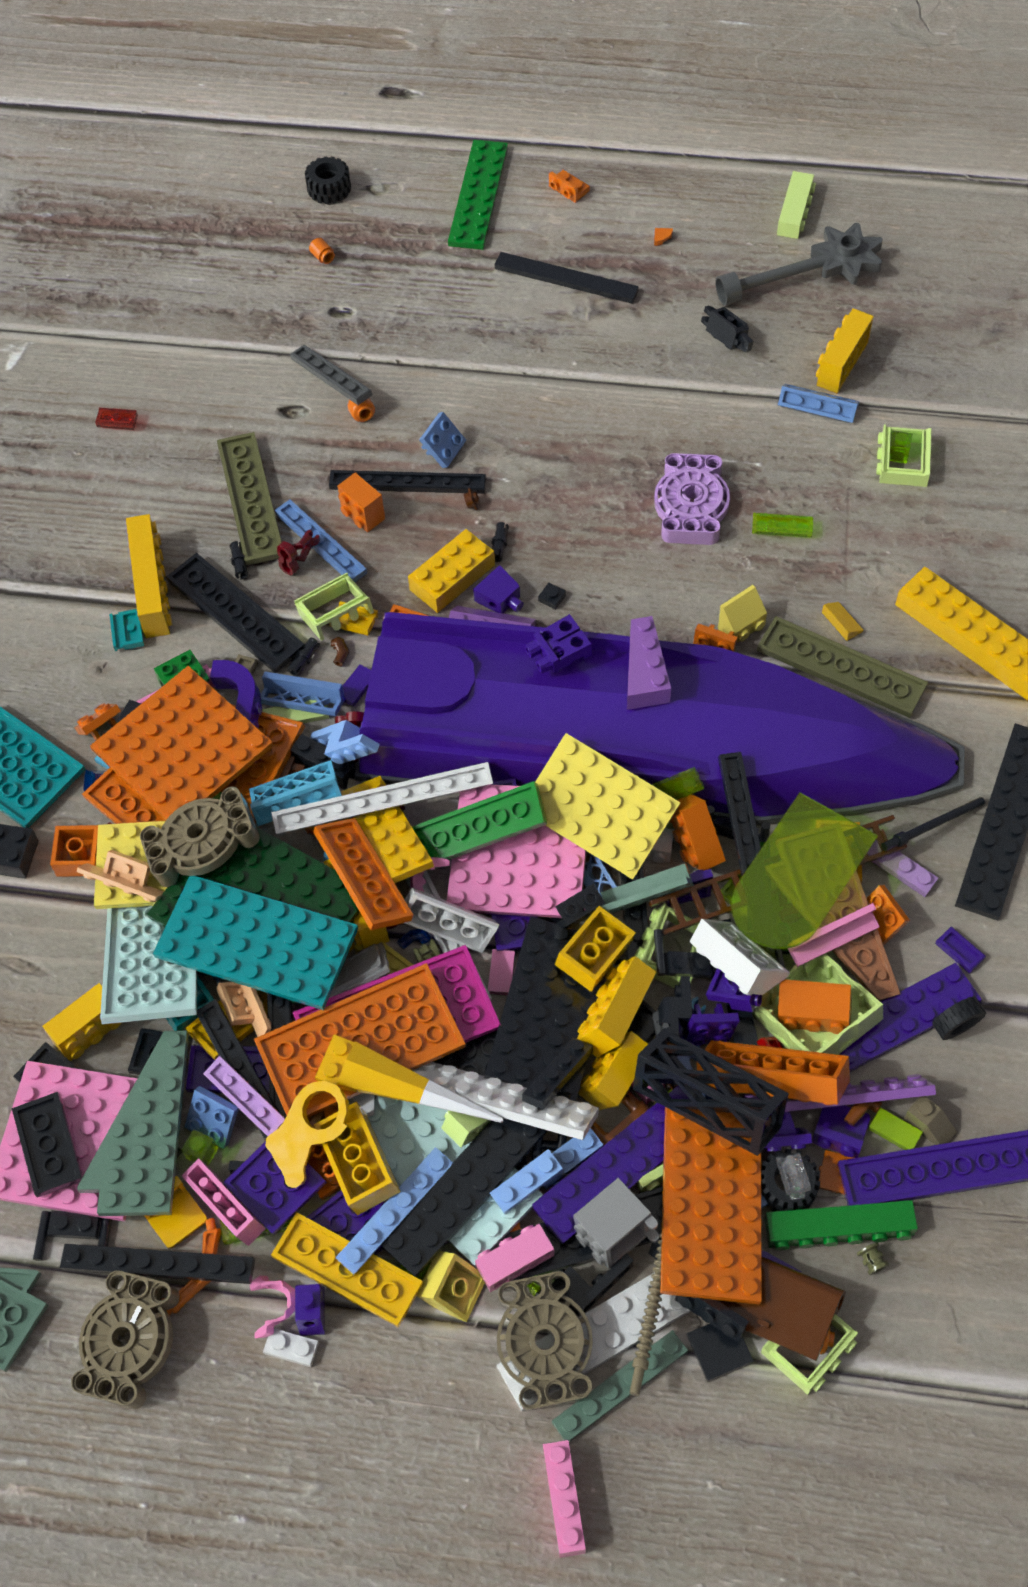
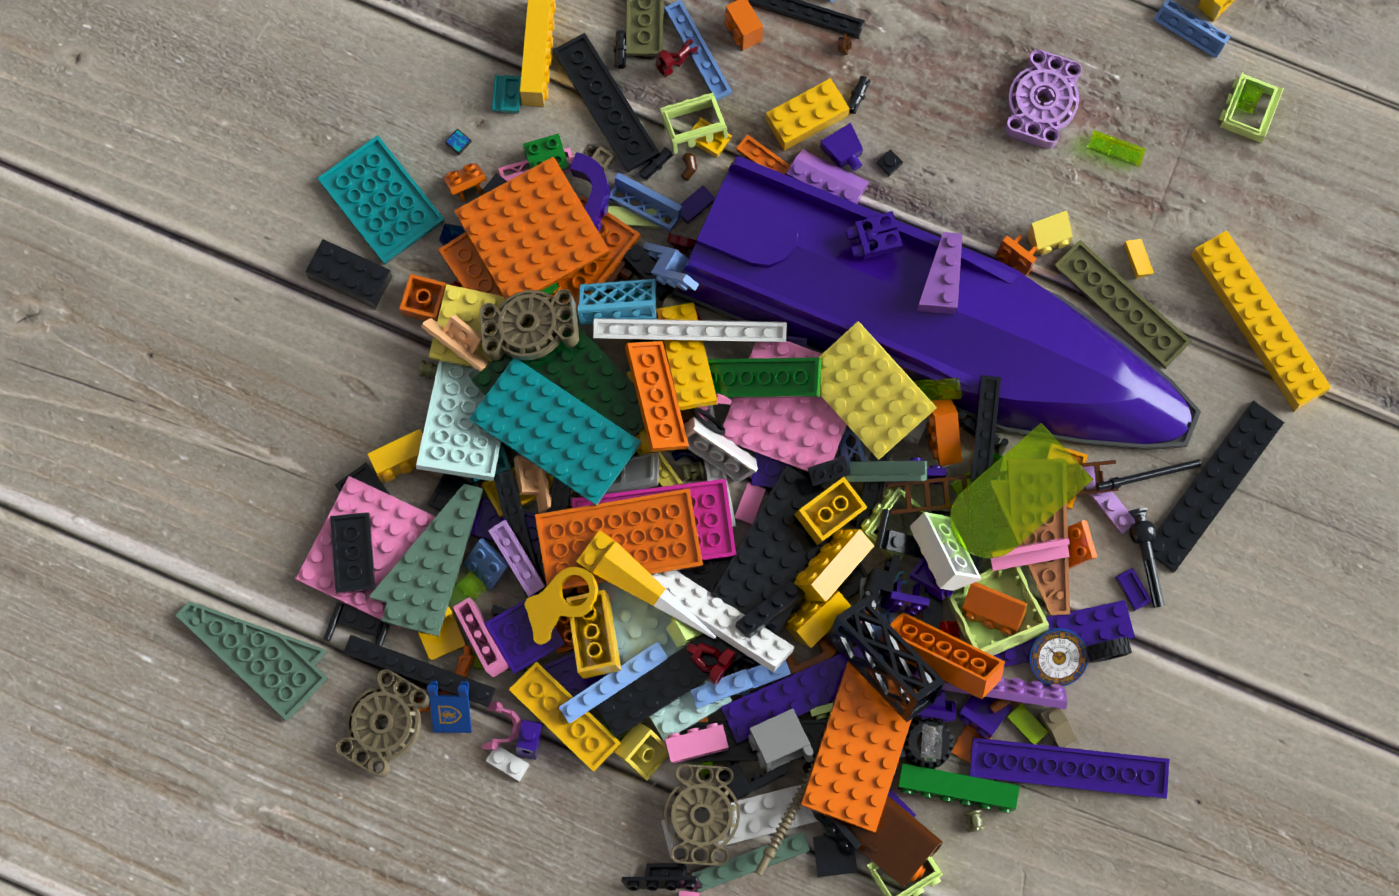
camera: 10 degrees right, 15 degrees up
(84, 689) = (458, 142): none -> tile
(96, 924) = (427, 369): none -> olive bush
(205, 1302) = (450, 712): none -> blue flag
(429, 890) = (705, 423): none -> black tyre
(515, 1158) = (717, 670): none -> dark red piece
(518, 1433) = (663, 876): none -> black bracket
(904, 1042) = (1058, 657): none -> tile
(950, 885) = (1142, 533): none -> black piece

